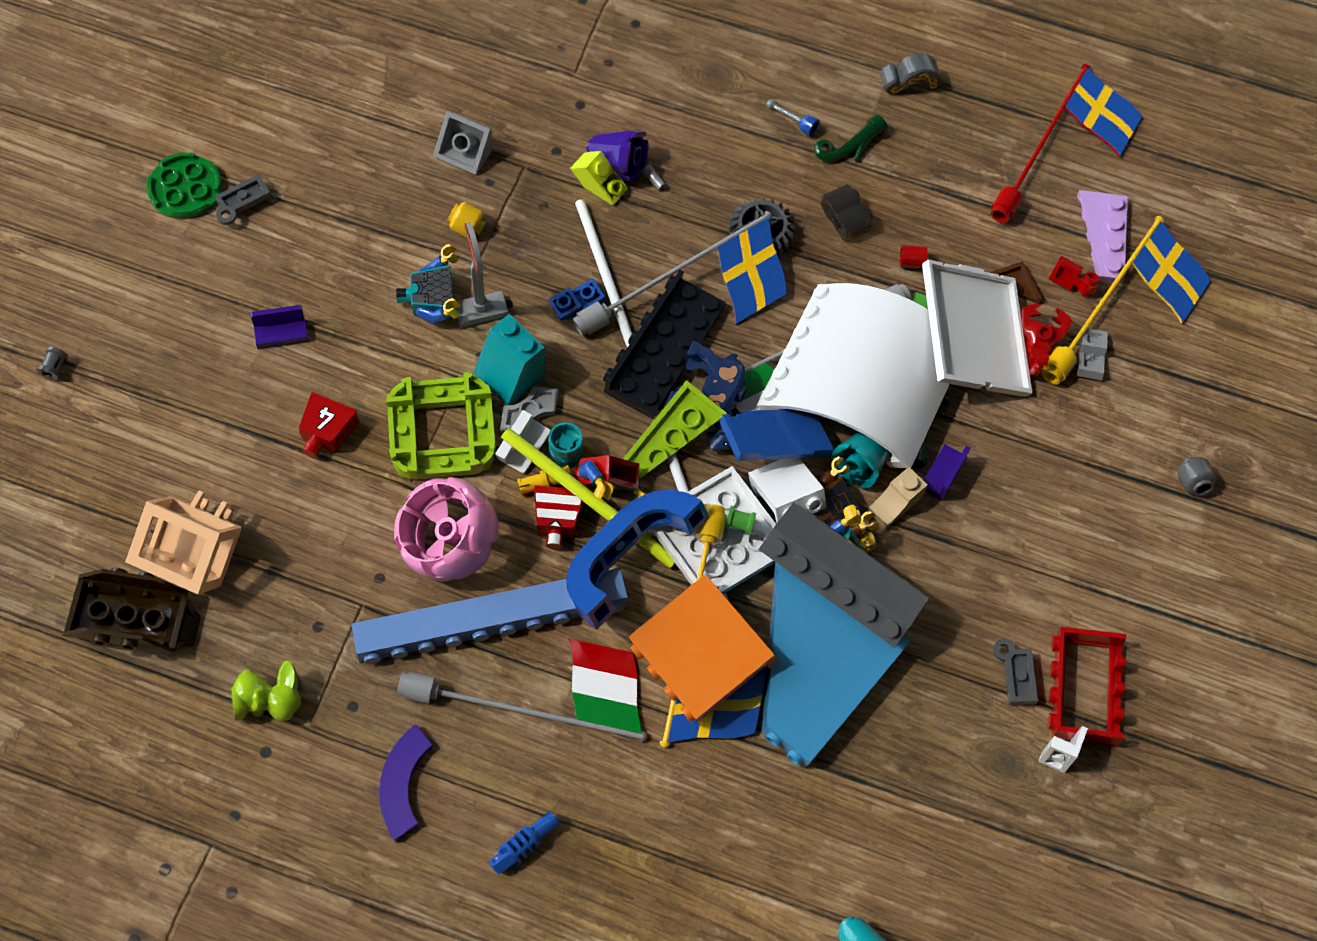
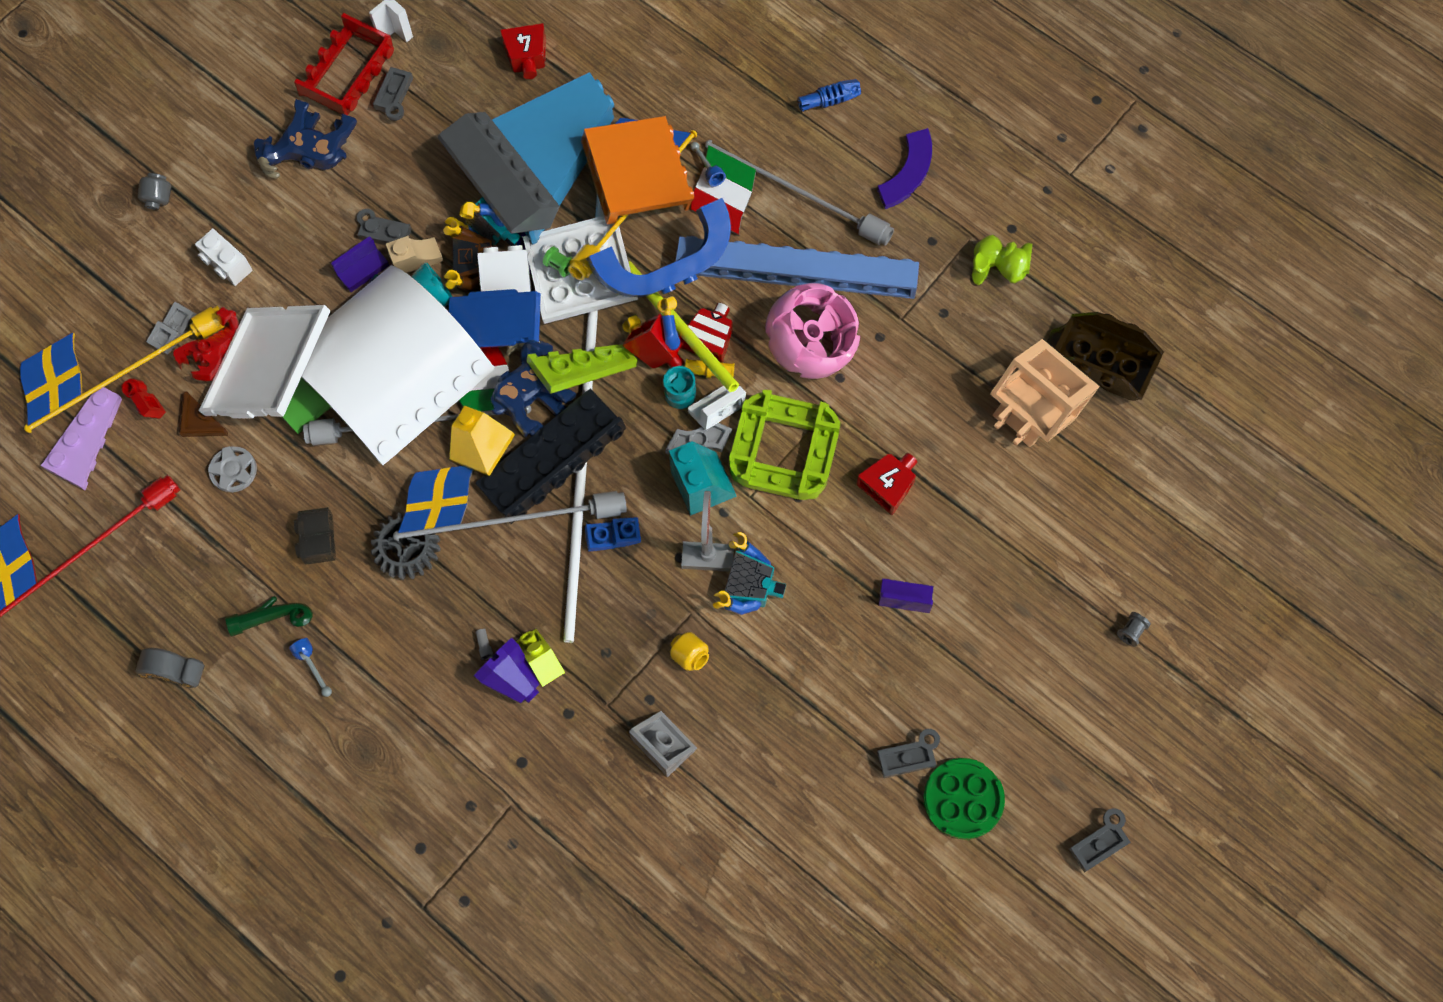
camera: 155 degrees left, 5 degrees up
(53, 183) = (1102, 842): none -> dark grey hinge
(620, 692) = (714, 175): none -> blue hinge
(738, 334) = (478, 440): none -> yellow slope
(899, 778) = (525, 48): none -> red torso
(912, 256) = (278, 469): red beam -> none
(945, 518) = (381, 229): none -> dark grey hinge
(956, 247) = (232, 469): none -> light grey wheel
(1078, 577) = (304, 143): none -> dark blue animal
(1084, 430) = (224, 257): none -> white brick

